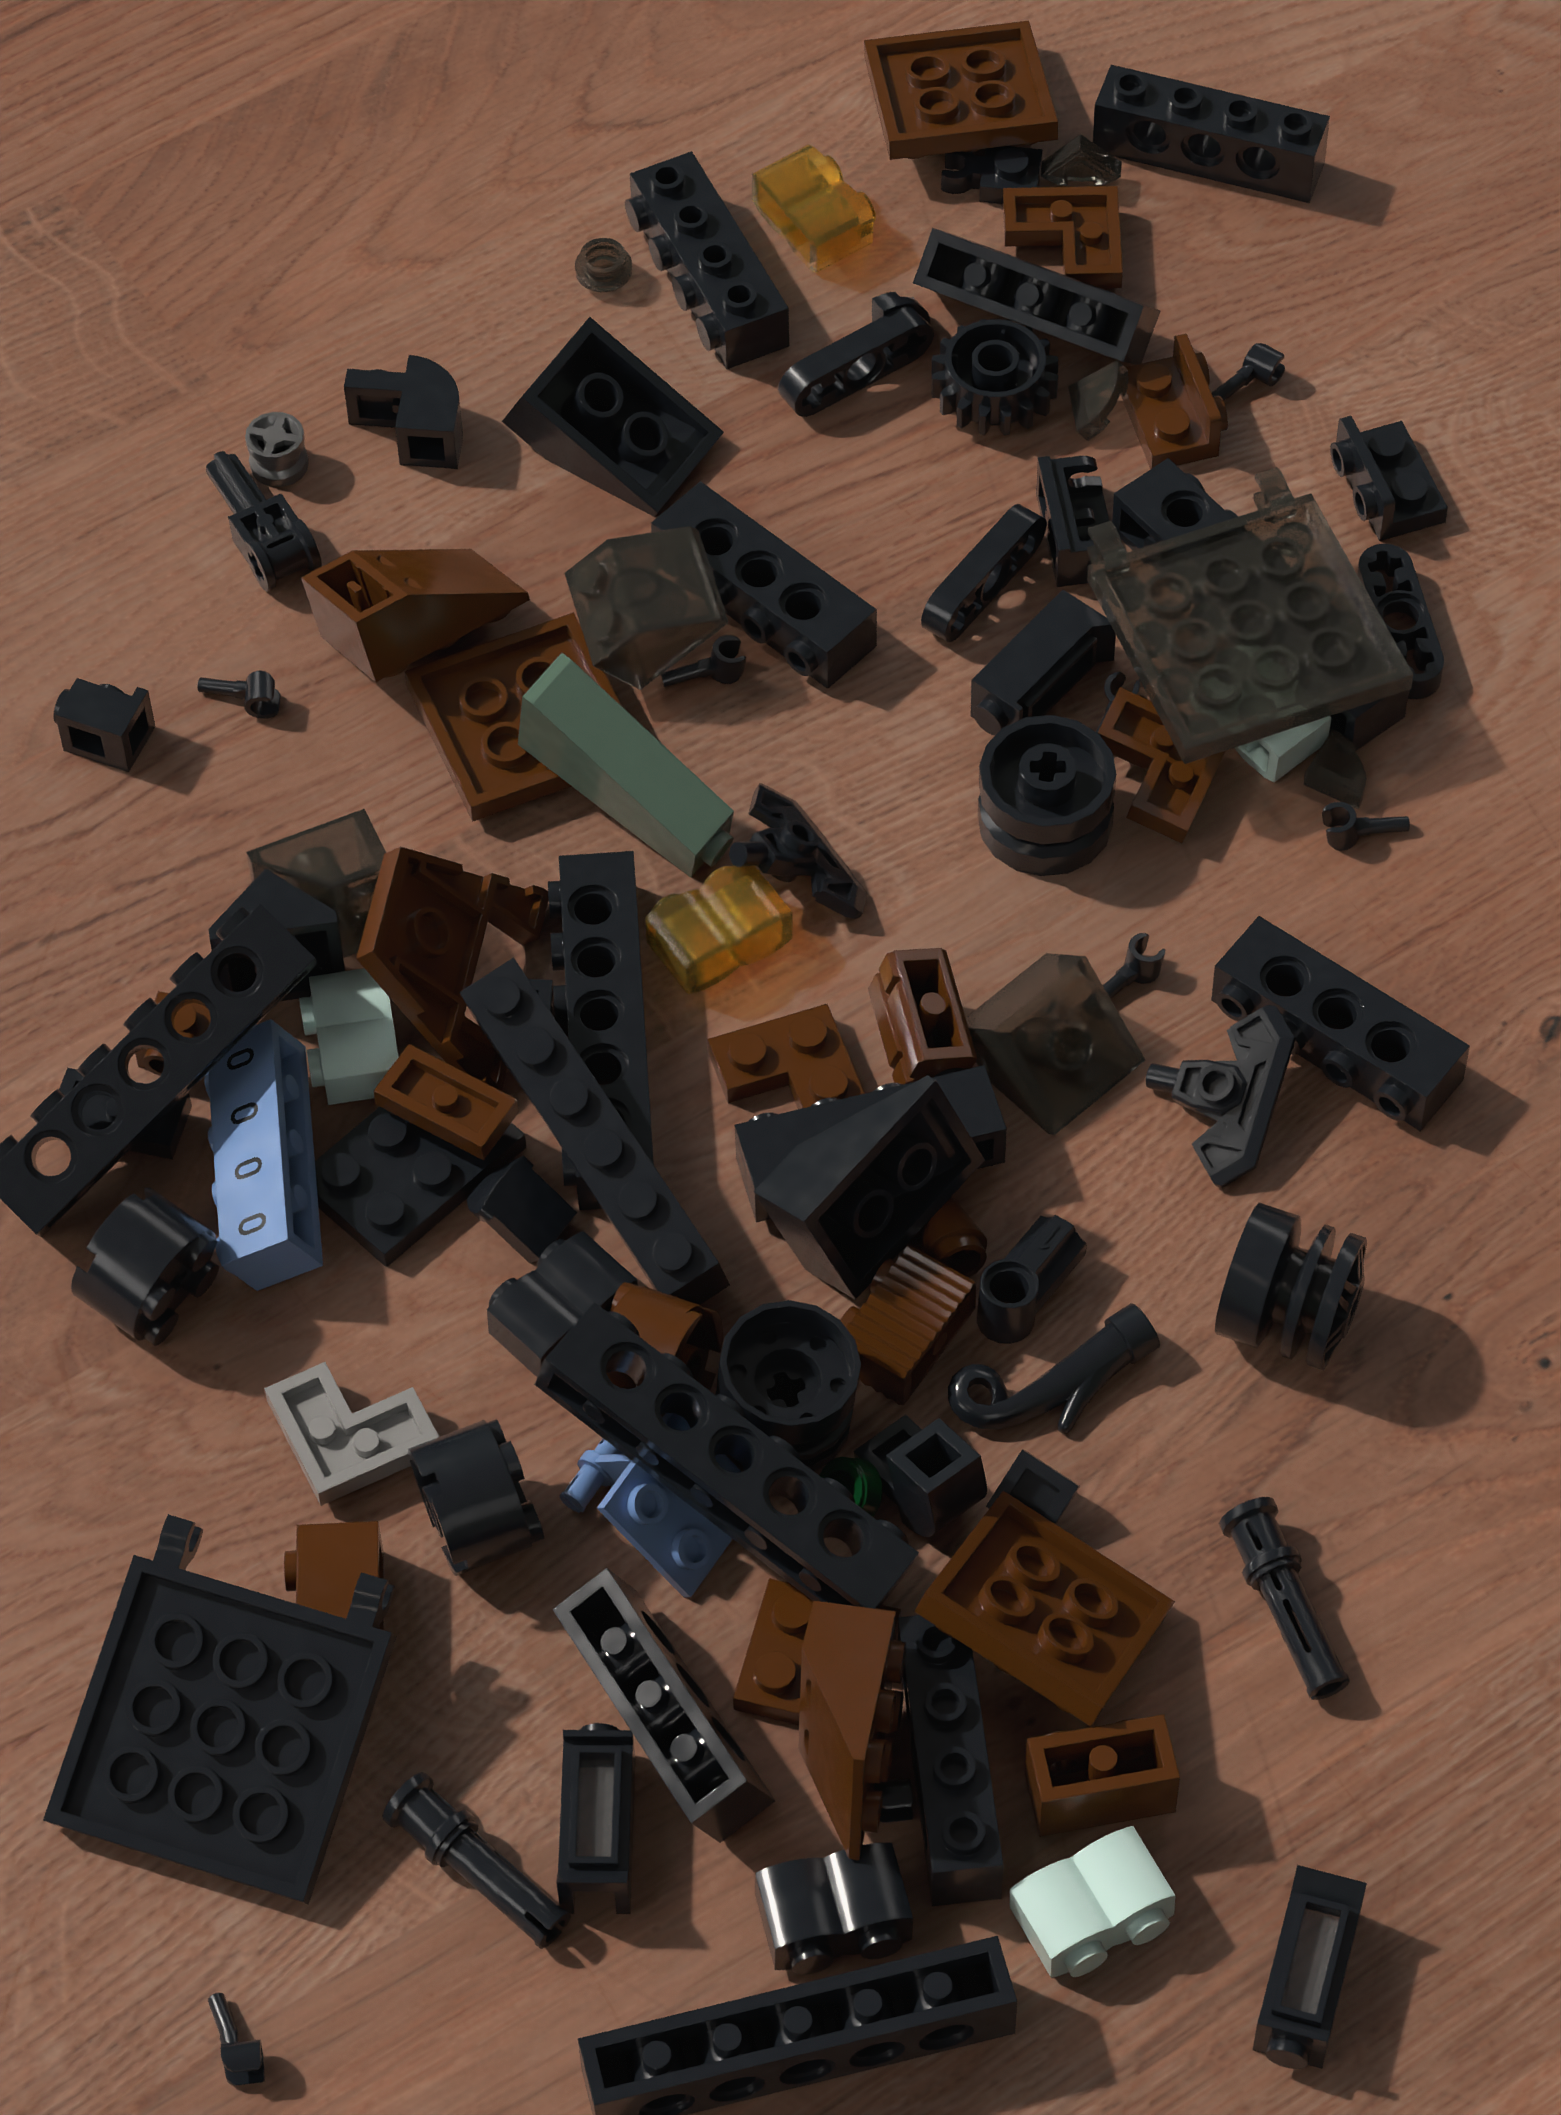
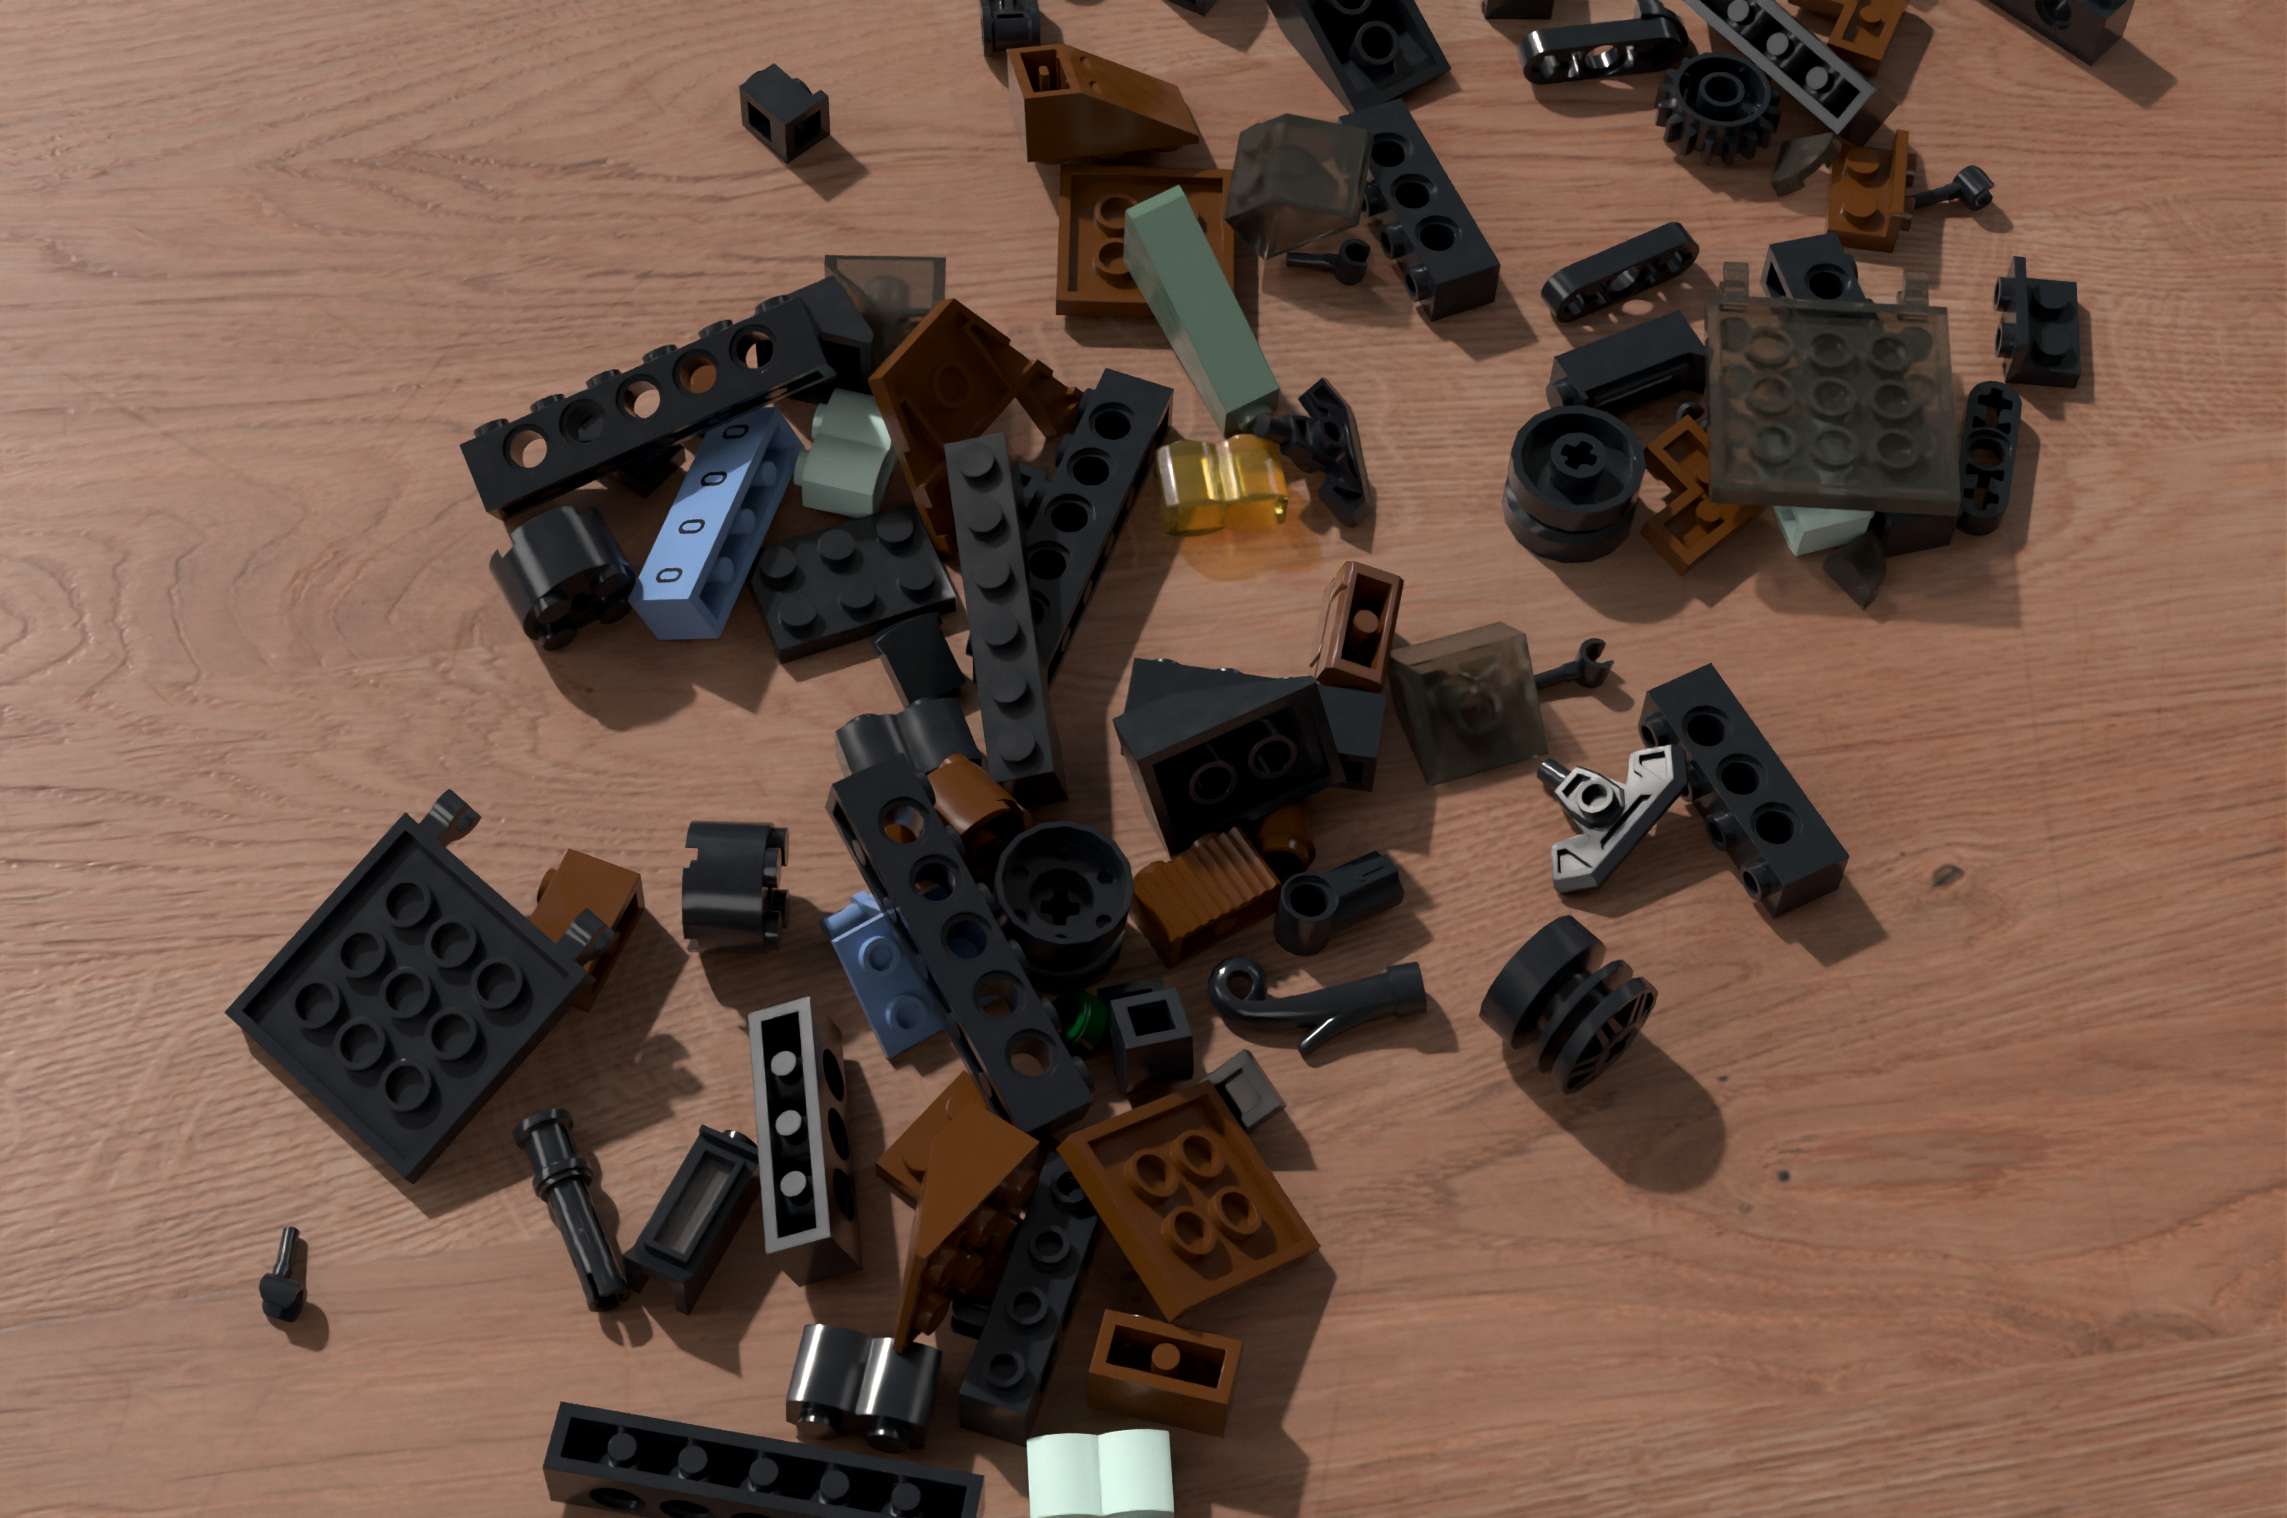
camera: 20 degrees right, 0 degrees up
(258, 691) = (928, 136): black hand -> none
(344, 1448) = (648, 796): light grey plate -> none
(446, 1101) = (894, 538): reddish brown plate -> none
(787, 1051) = (1232, 619): reddish brown plate -> none
(1069, 510) = (1728, 240): black hinge -> none
(1276, 1565) = (1425, 1257): black pin -> none
(1352, 827) = (1840, 622): black hand -> none

